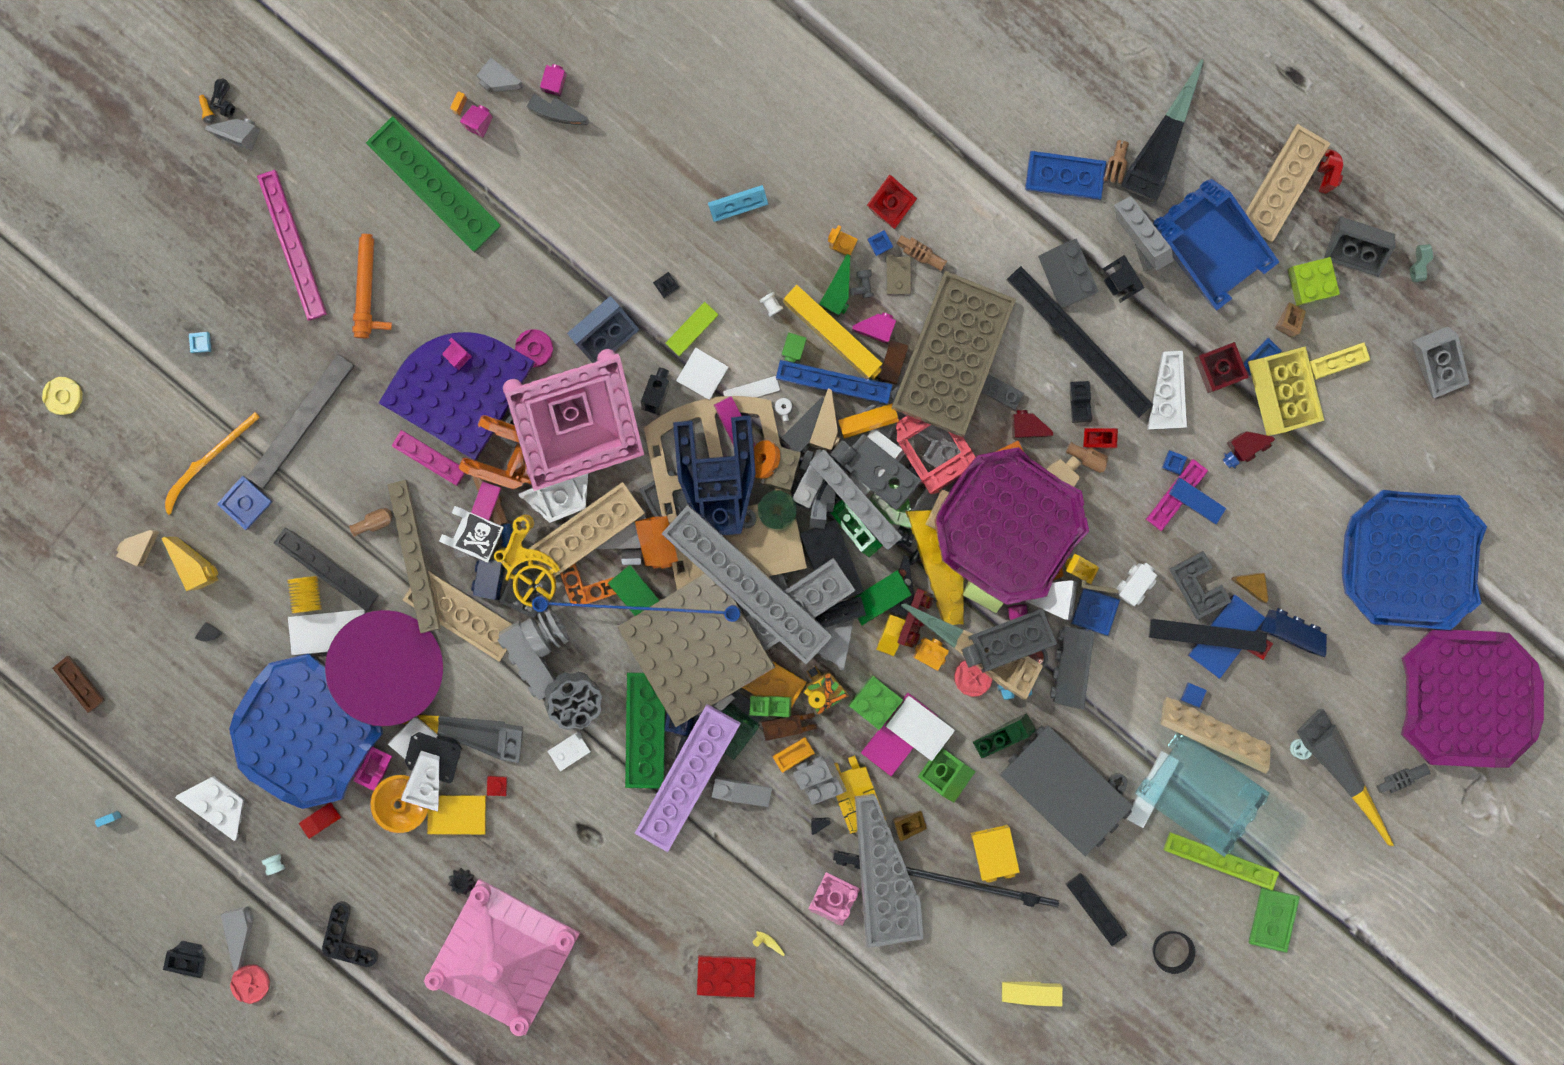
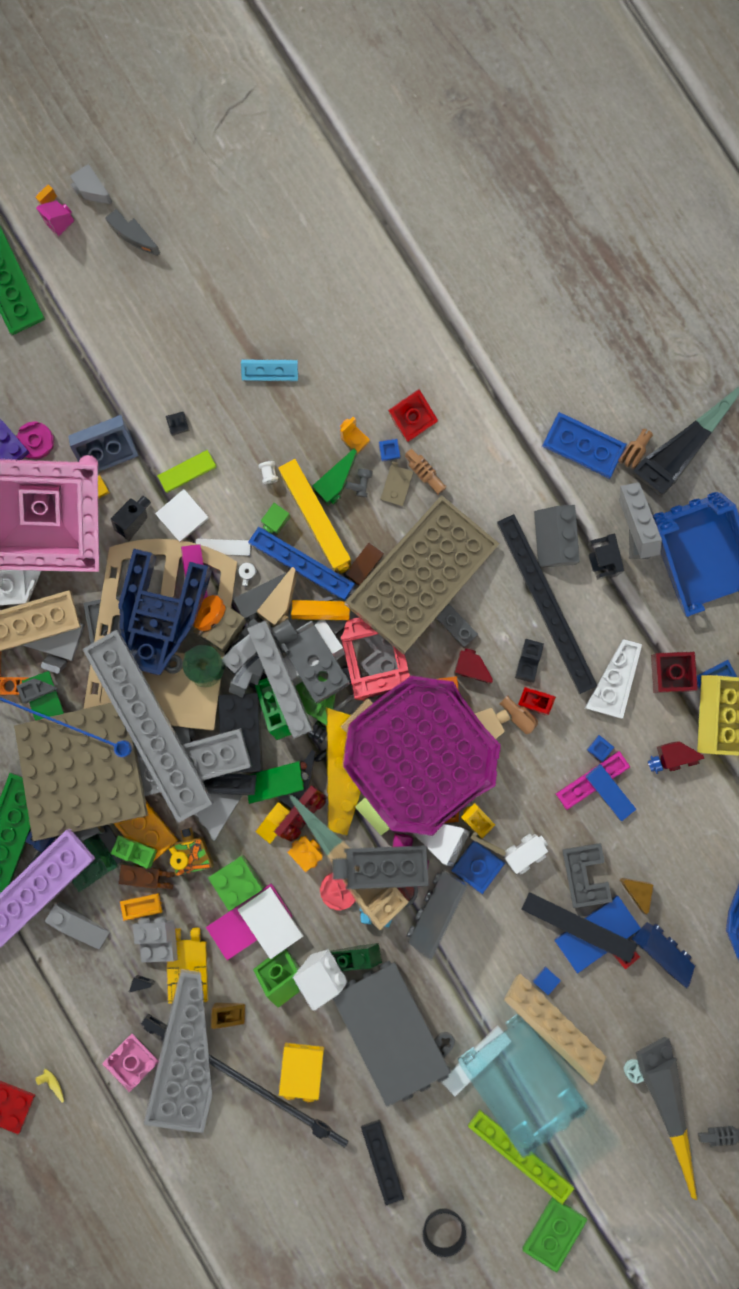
camera: 20 degrees right, 5 degrees down
(553, 80) = (139, 204): dark pink brick -> none
(623, 587) = (34, 689): none -> dark grey tile
(655, 547) = (77, 664): orange brick -> none
(876, 327) = (359, 526): dark pink slope -> none
(985, 762) = (320, 979): none -> white slope
(1032, 993) = (291, 1226): light yellow slope -> none

